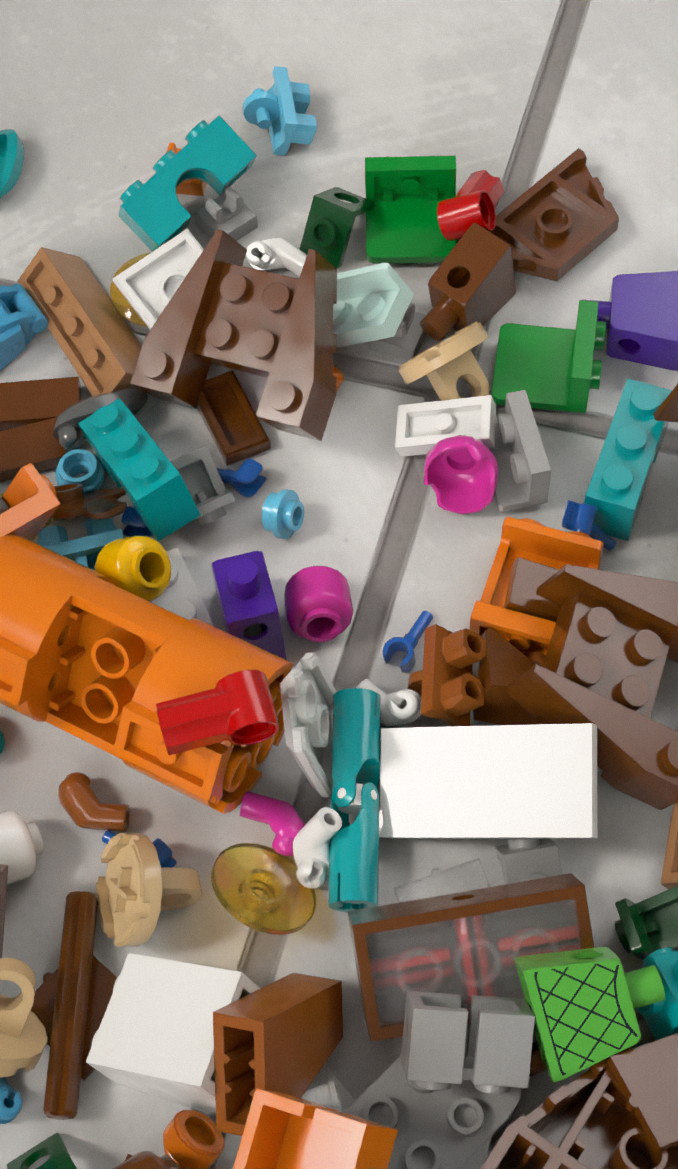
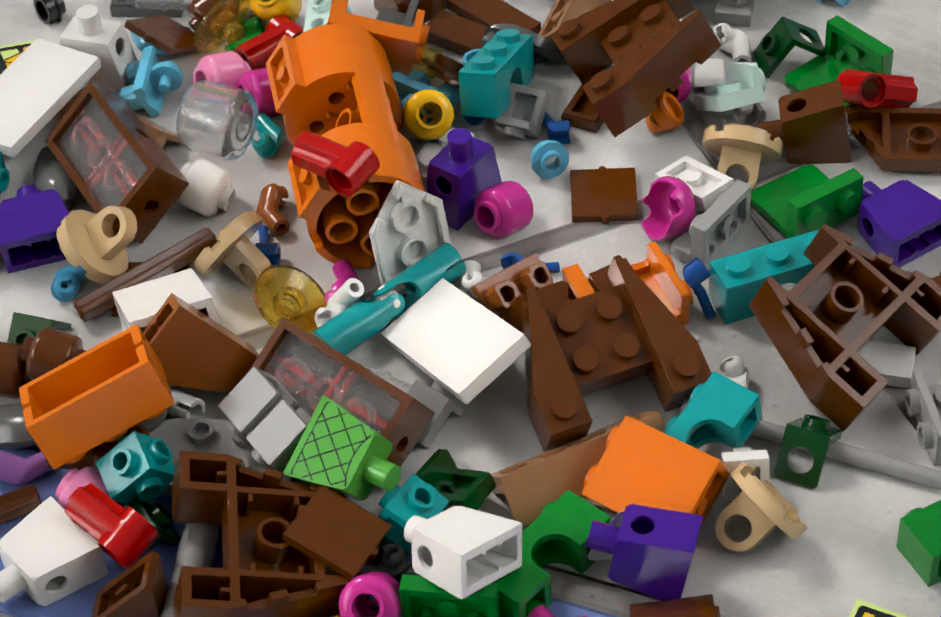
camera: 50 degrees right, 15 degrees down
(366, 506) = (603, 195): none -> reddish brown piece

